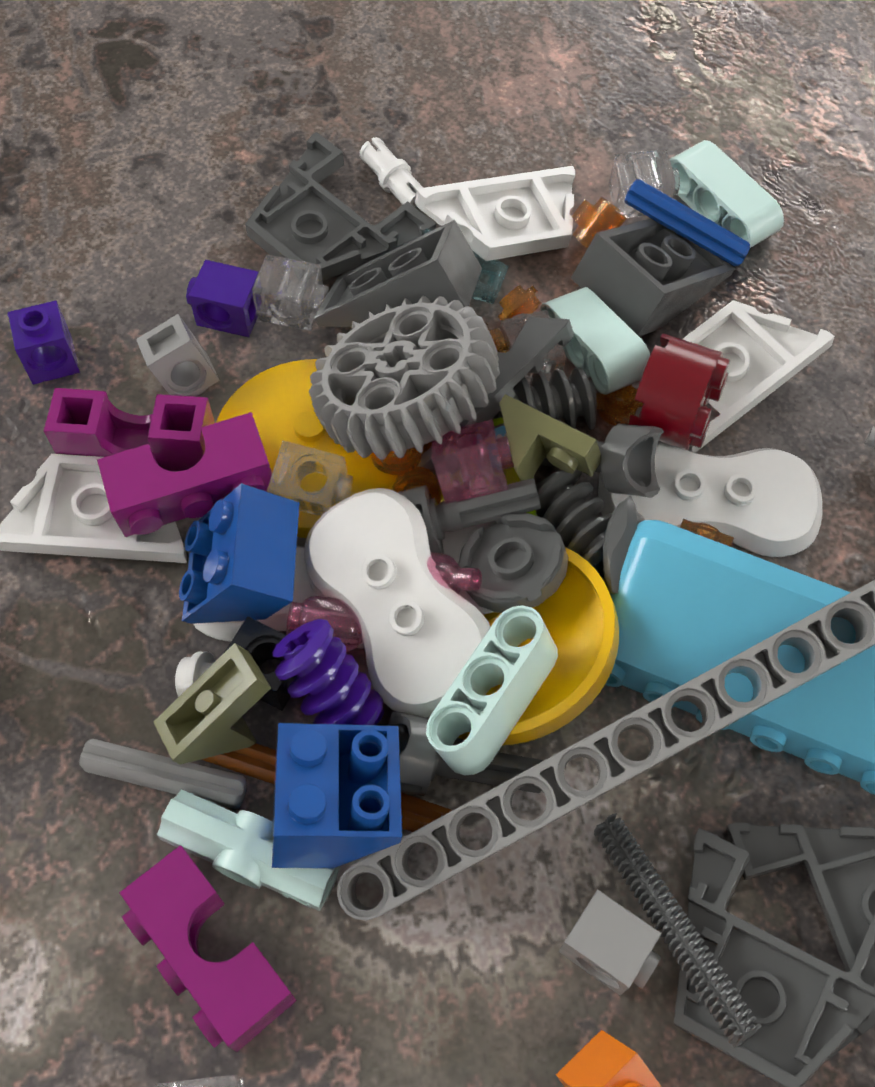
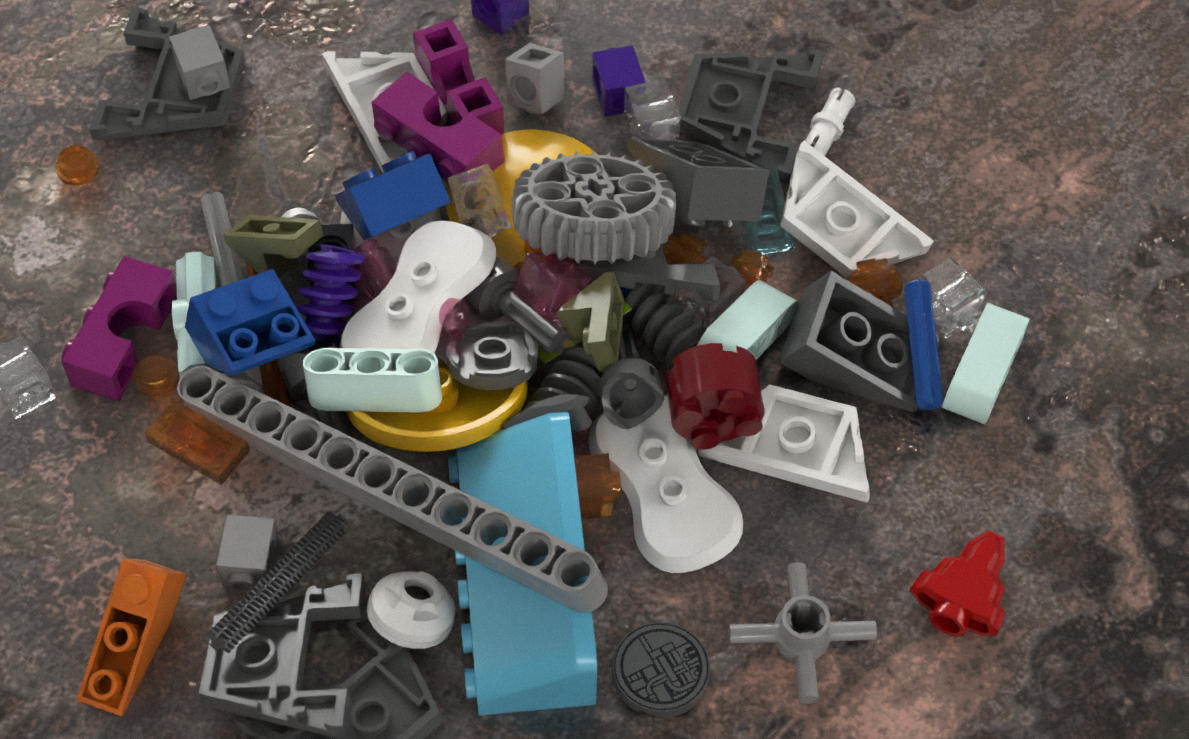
camera: 60 degrees right, 5 degrees down
(297, 937) = (156, 376): none -> clear orange plate
(421, 931) = (197, 442): none -> clear orange plate
(762, 816) = (410, 620): none -> white piece

